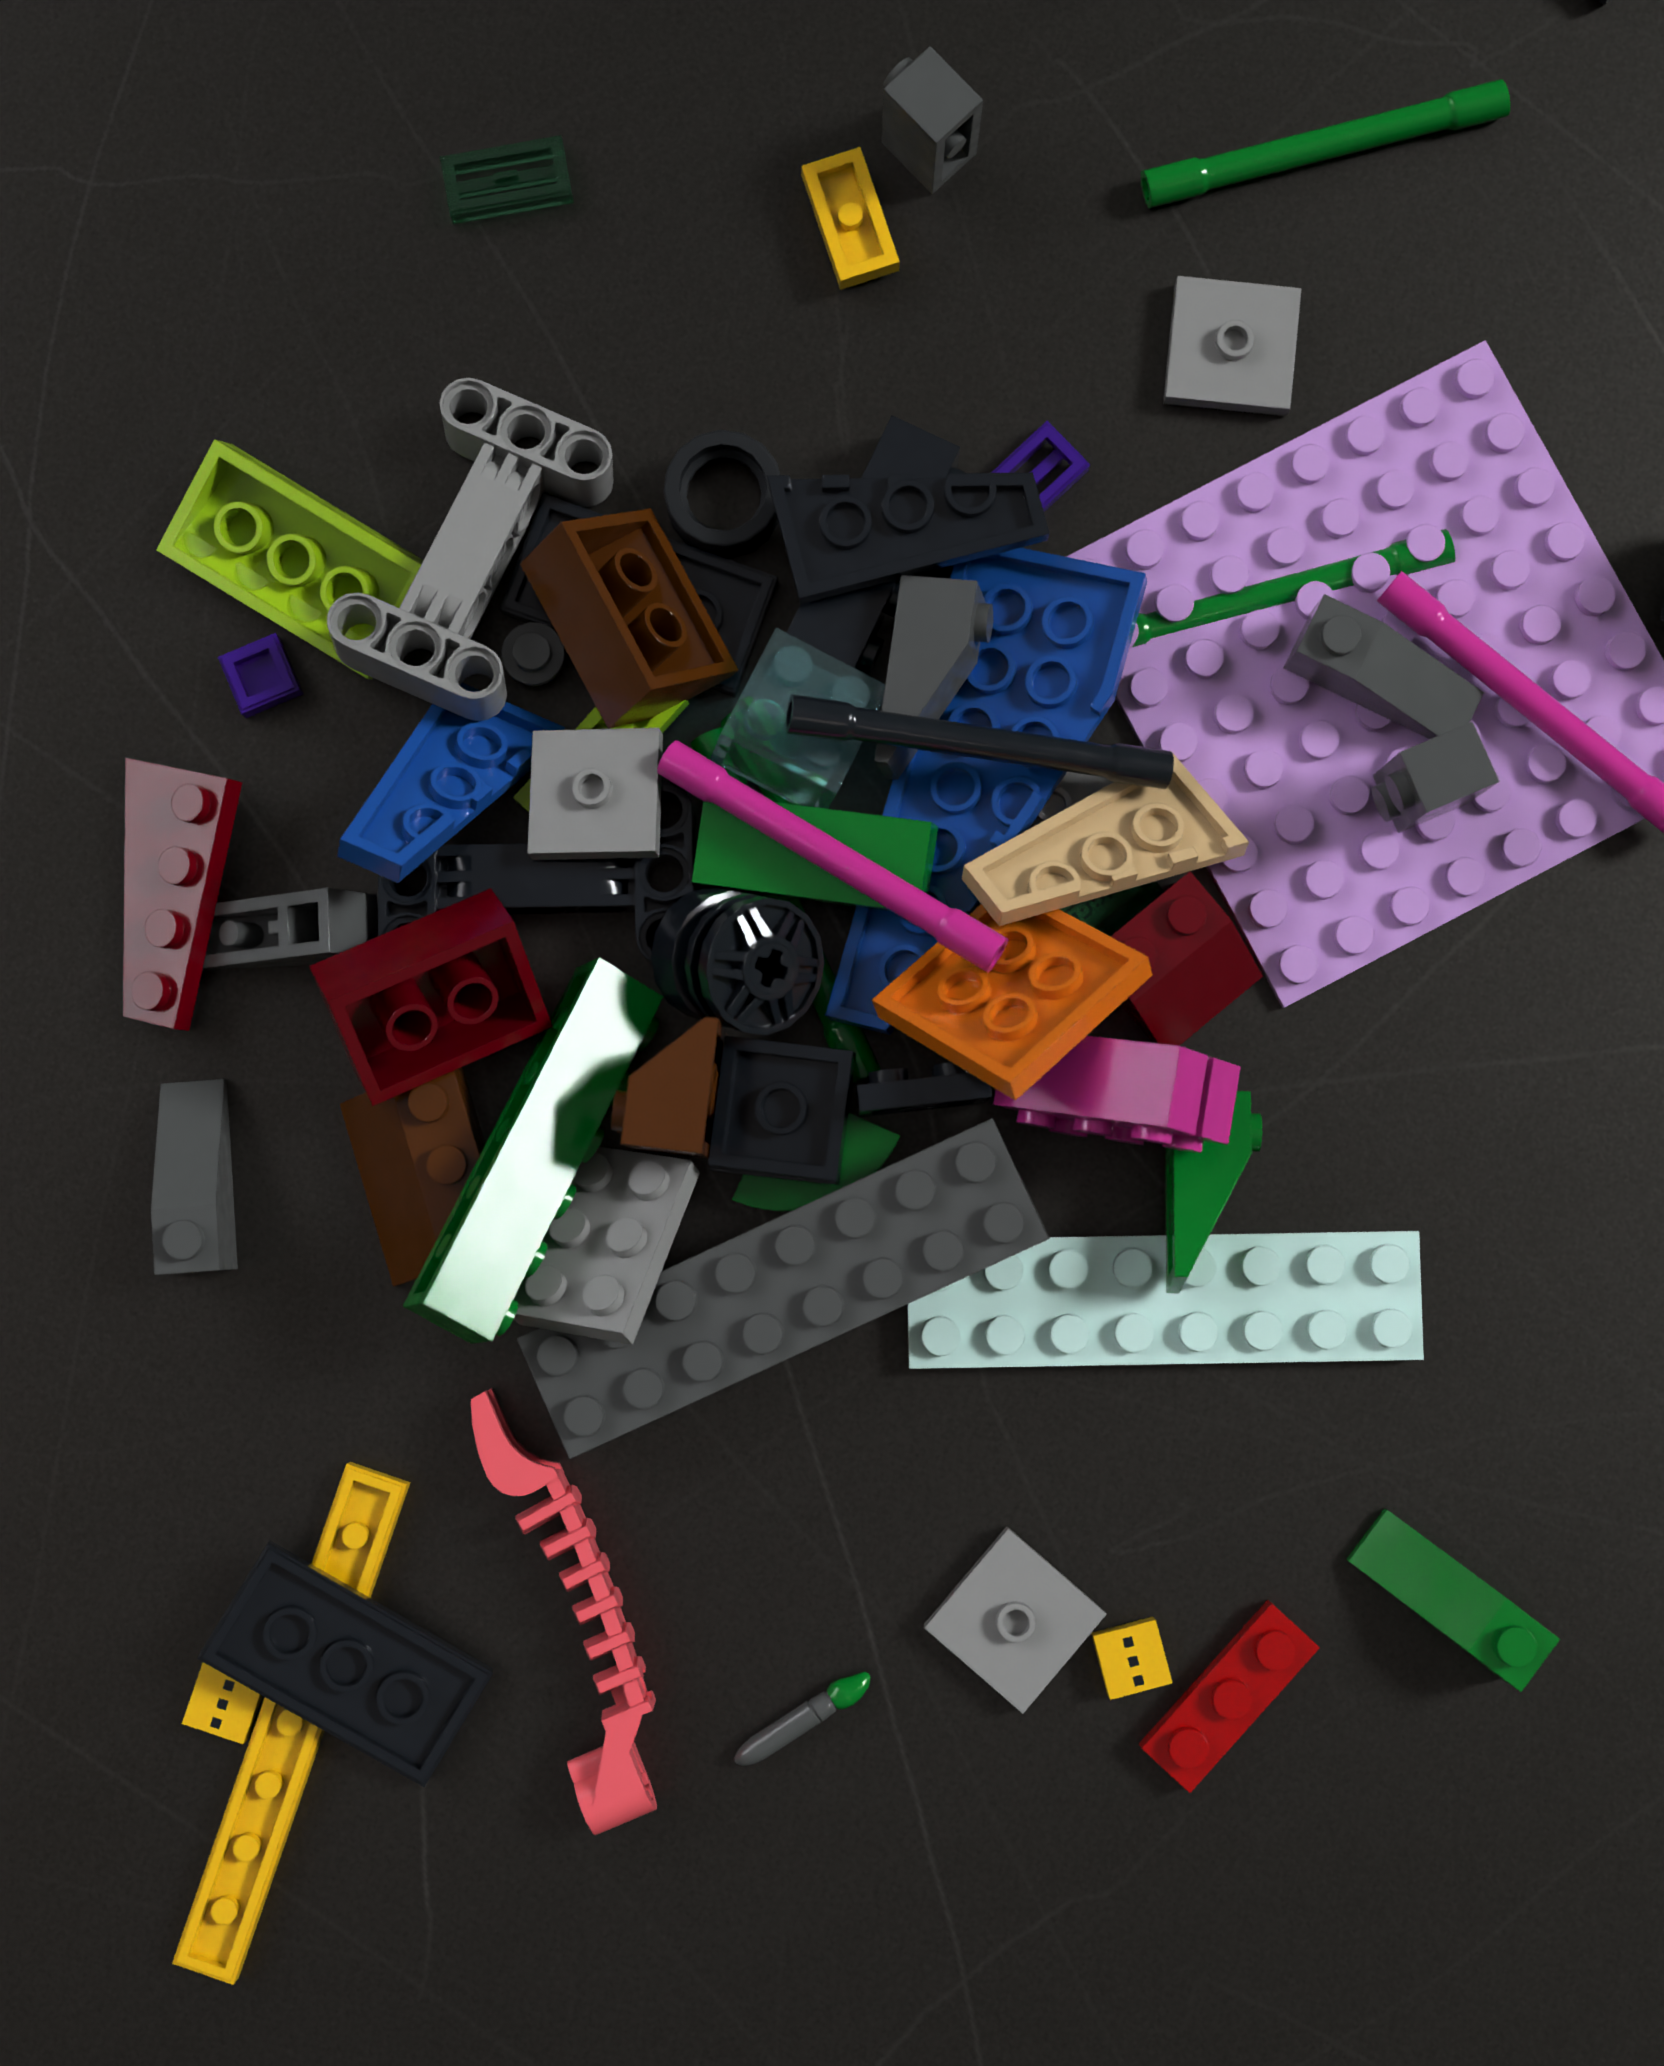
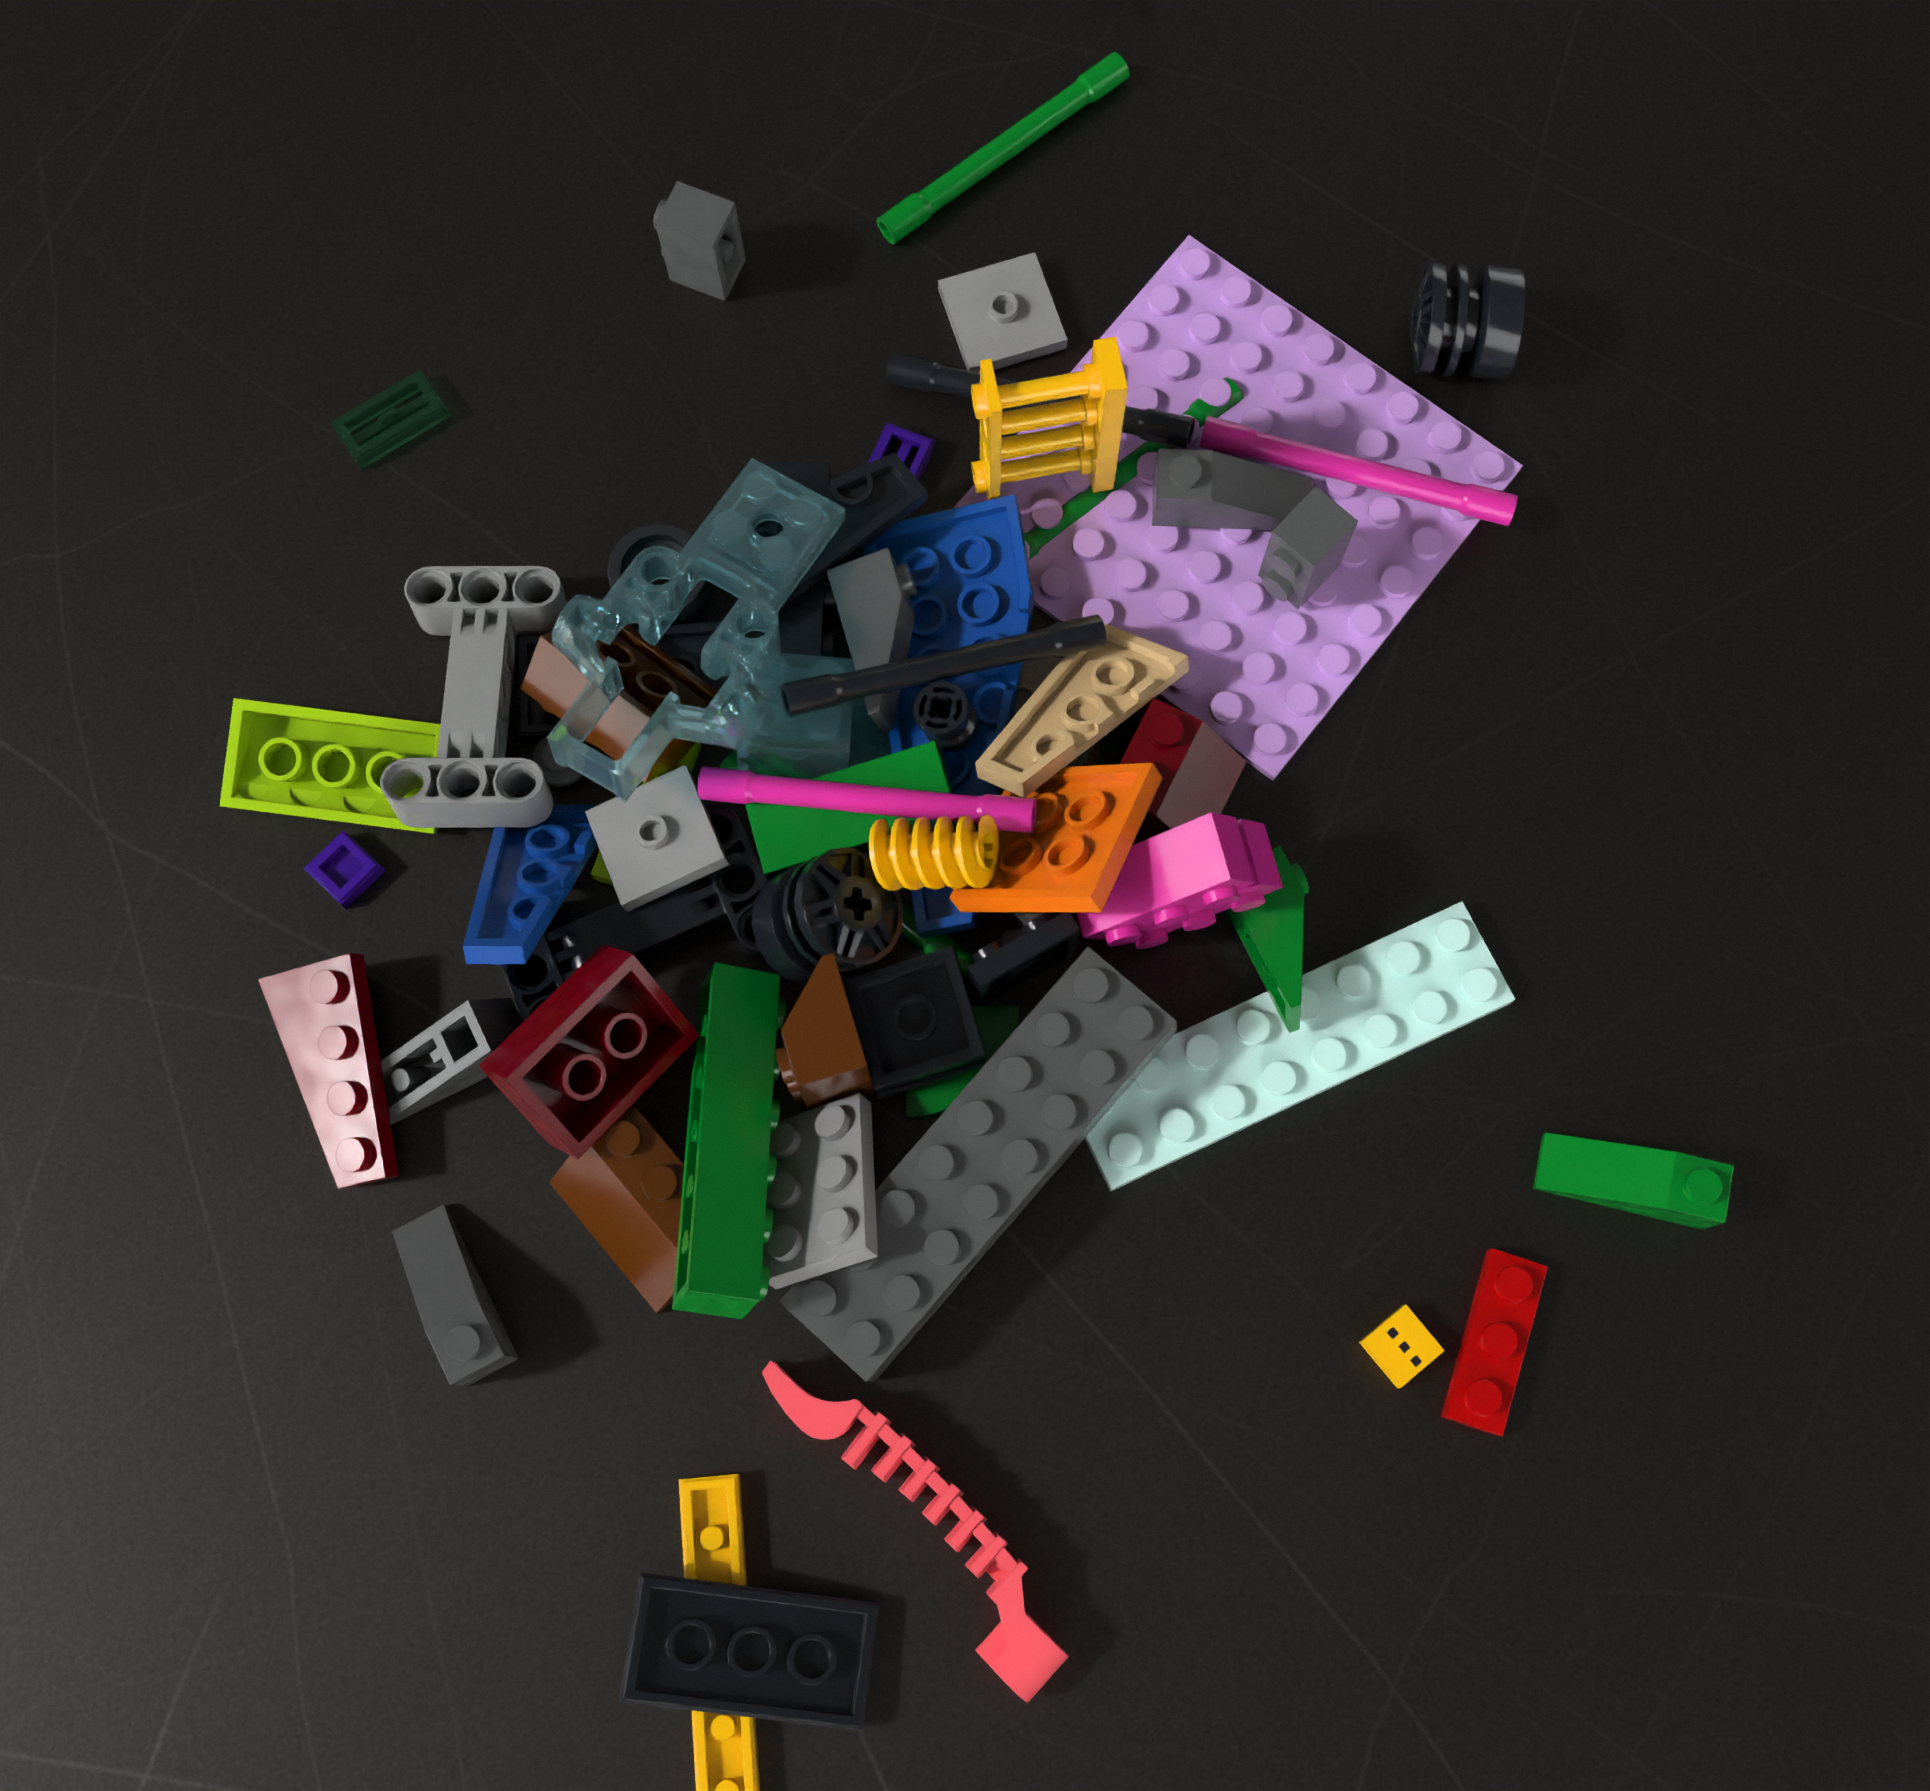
camera: 25 degrees left, 10 degrees down
(222, 1706) = (657, 1738): yellow tile -> none
(805, 527) = (730, 556): none -> clear light blue piece
(839, 1695) = (1177, 1489): dark grey piece -> none
(850, 218) = (670, 339): yellow plate -> none
(874, 953) = (936, 858): none -> yellow piece
(962, 810) = (953, 727): none -> black wheel
(1014, 1619) = (1292, 1358): light grey plate -> none
(1214, 523) = (1095, 437): none -> yellow fence
(1328, 552) = (931, 376): none -> black piece

